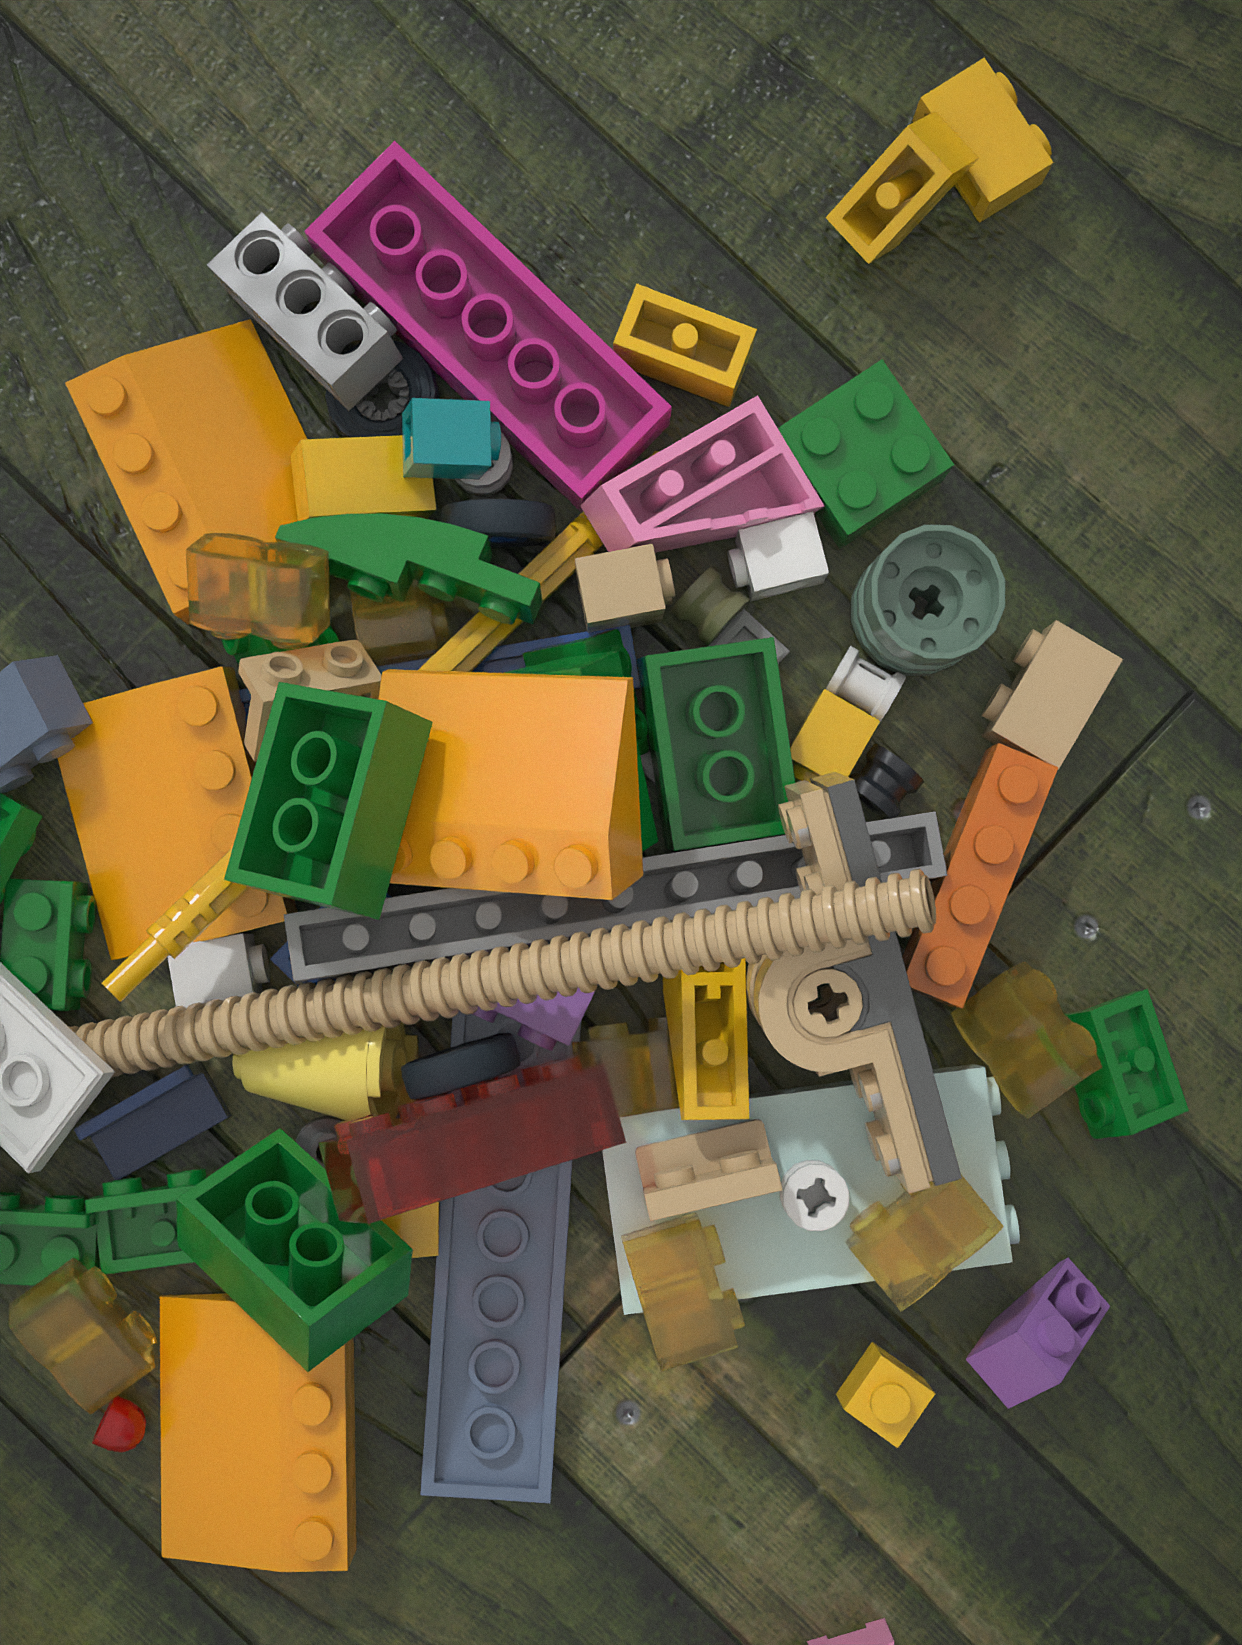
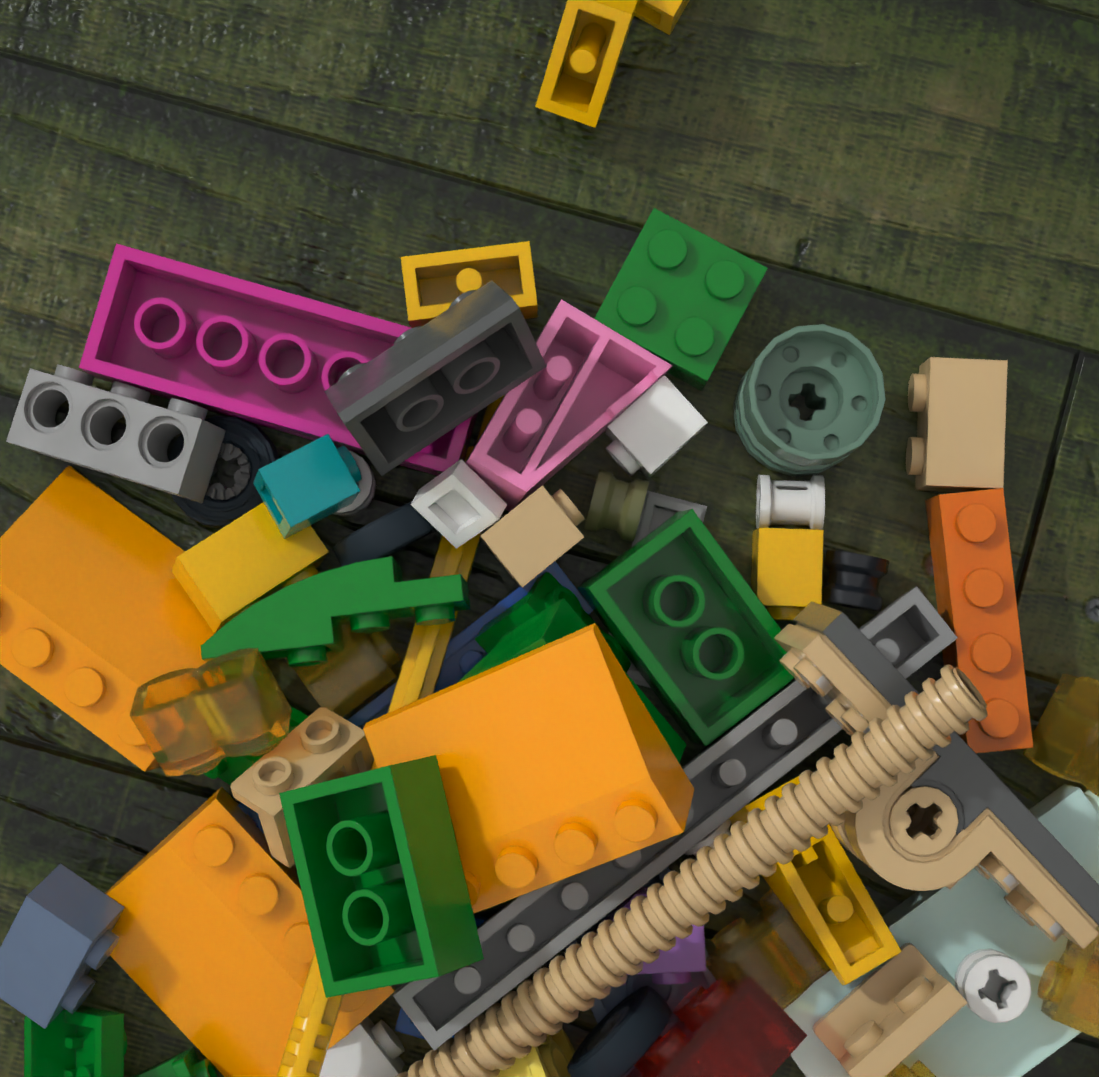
camera: 25 degrees left, 0 degrees up
(571, 523) = (459, 504): none -> white plate
(611, 400) = (436, 376): none -> dark grey slope

